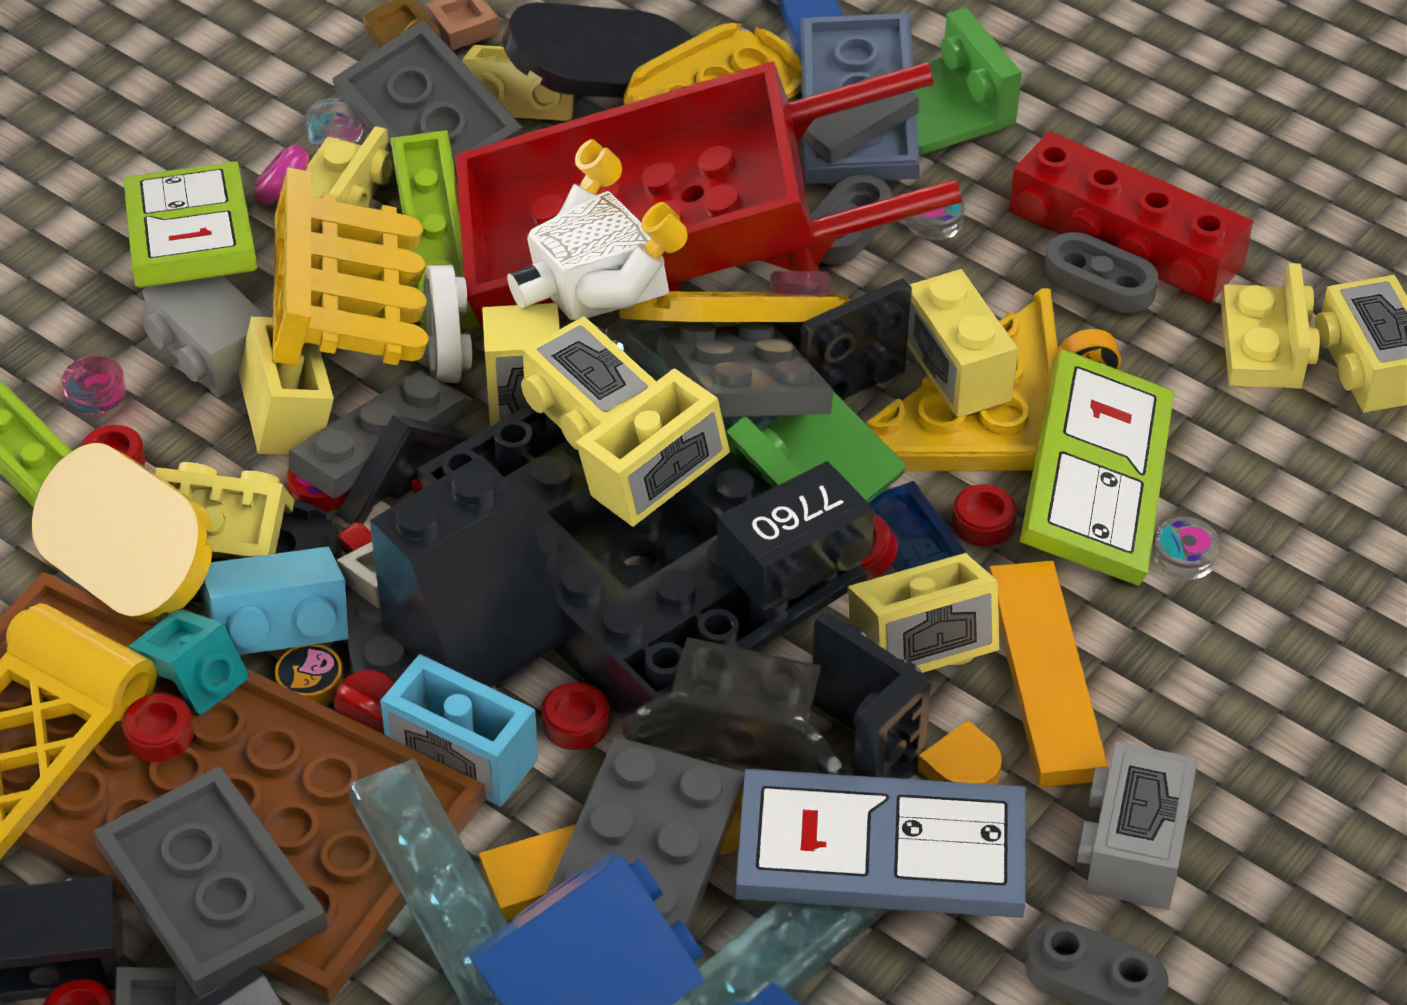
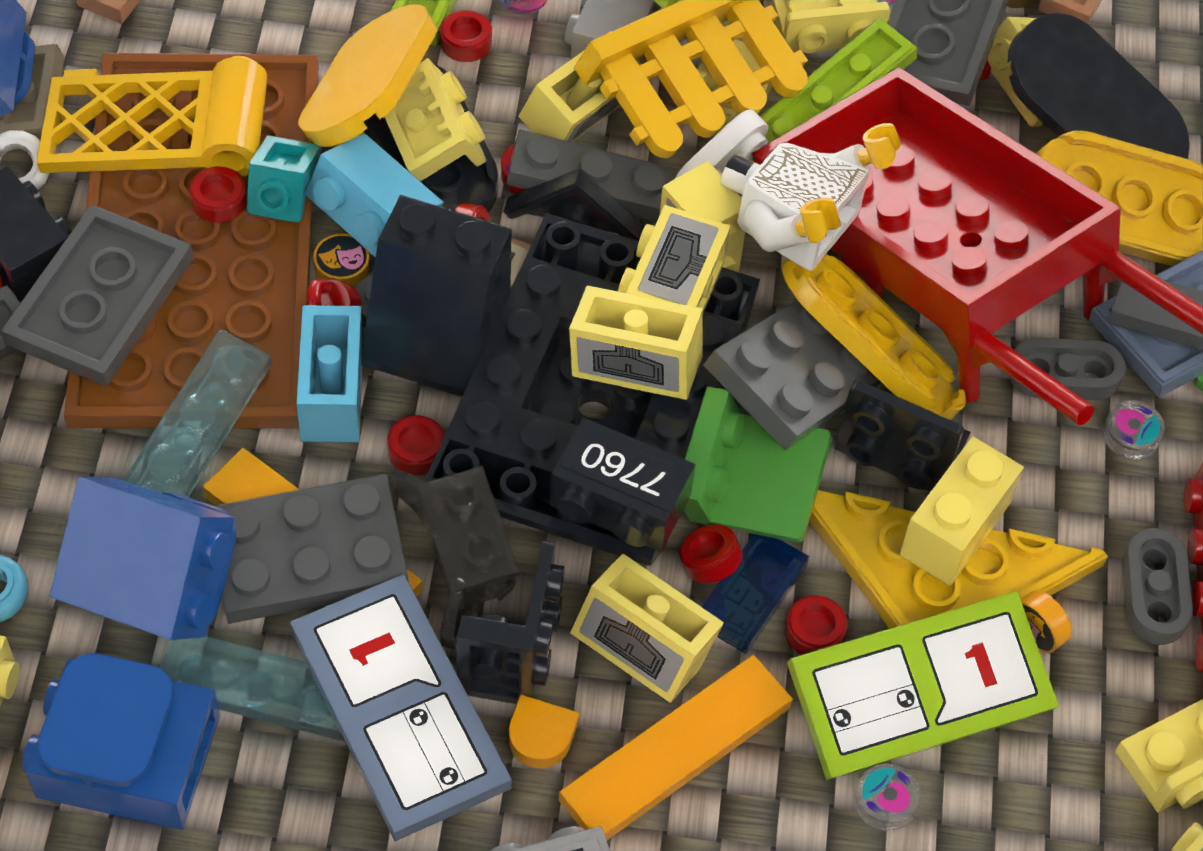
camera: 55 degrees right, 10 degrees up
(800, 283) = (936, 365): clear pink tile -> none

